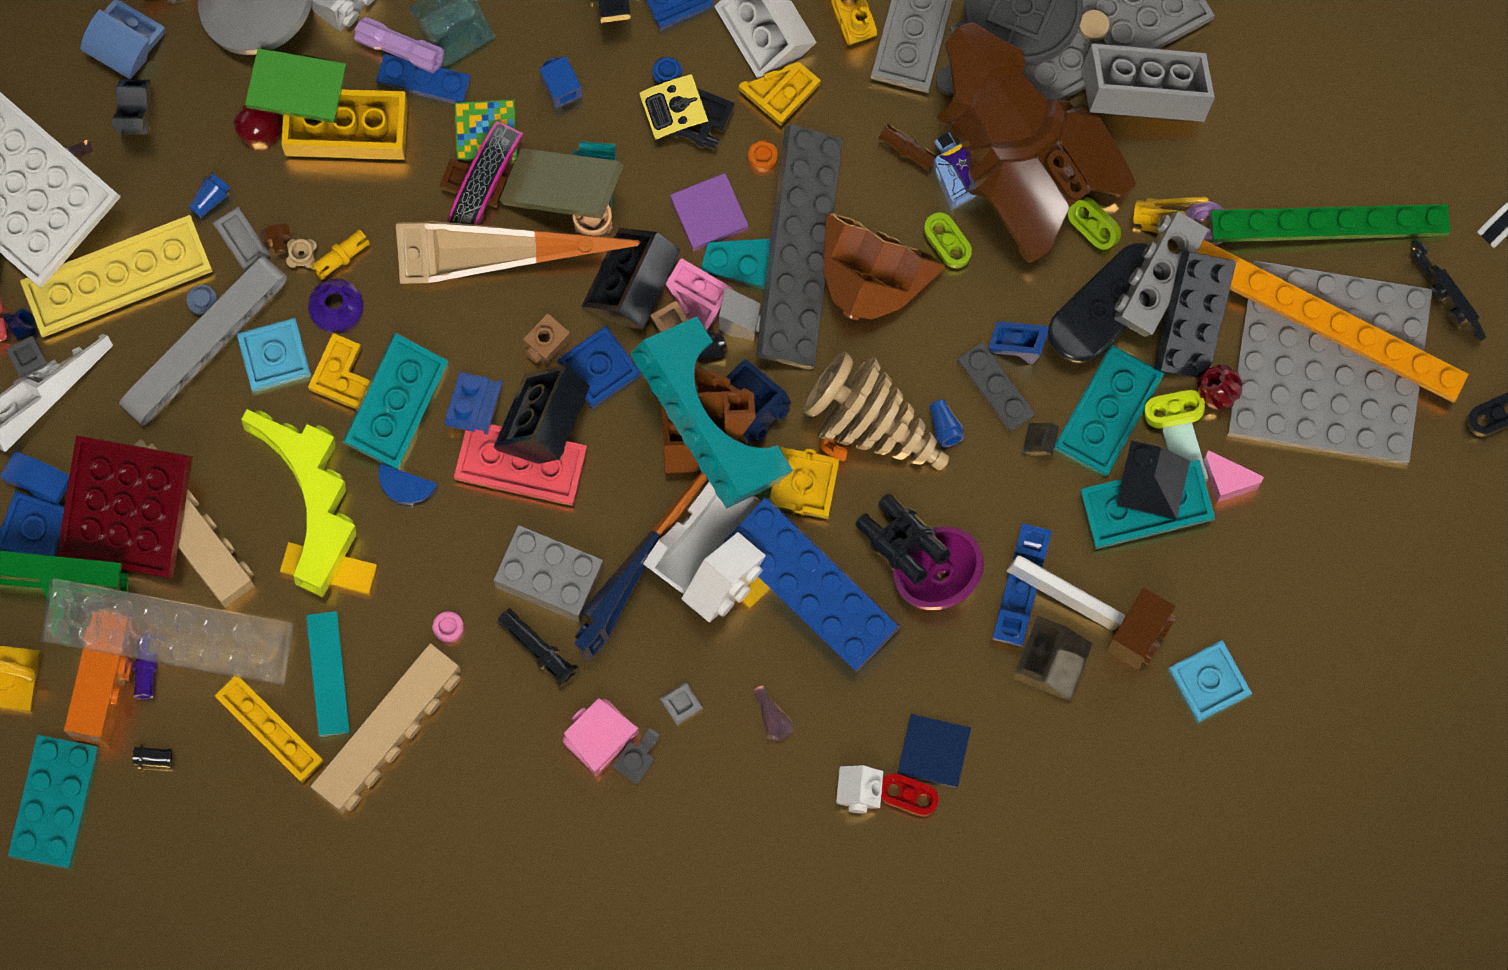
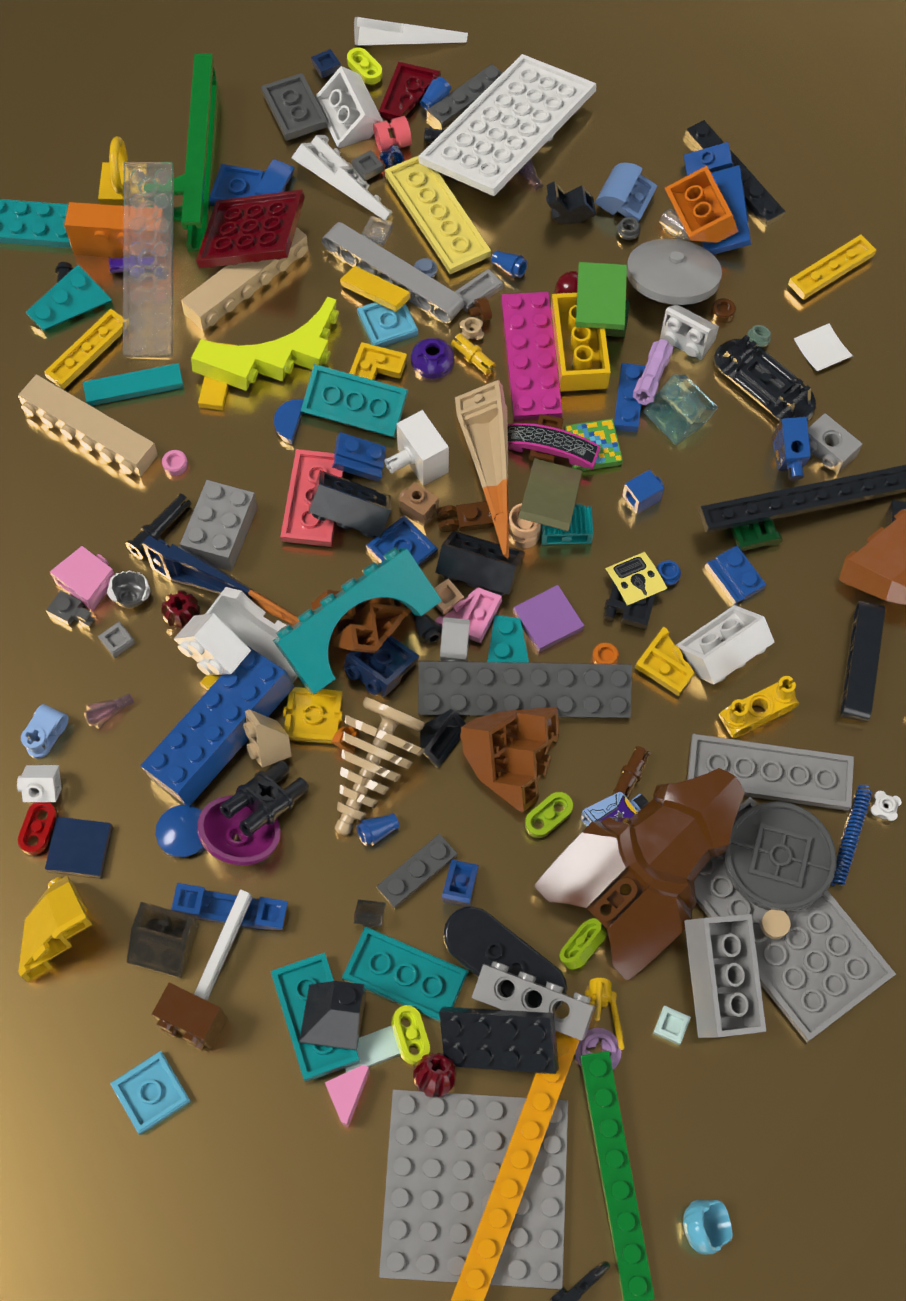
camera: 85 degrees right, 10 degrees down
(134, 353) = (377, 230): none -> clear plate
(171, 36) = (628, 228): none -> dark grey plate
(192, 751) = (67, 299): none -> teal wing
(227, 363) = (375, 288): none -> yellow tile
(347, 187) = (531, 356): none -> dark pink plate
(479, 327) = (420, 448): none -> white brick
(566, 285) = (469, 517): none -> reddish brown hinge
(623, 683) = (128, 589): none -> flat silver hair
(648, 629) = (172, 607): none -> dark red piece
(786, 784) = (43, 730): none -> light blue piece
(836, 531) = (267, 739): none -> tan slope
(837, 338) = (441, 736): none -> black slope
(926, 636) = (178, 831): none -> blue dish
(1027, 769) = (48, 926): none -> yellow brick
(1184, 148) = (671, 1025): none -> light aqua tile
(1386, 143) = (707, 1225): none -> medium azure hair

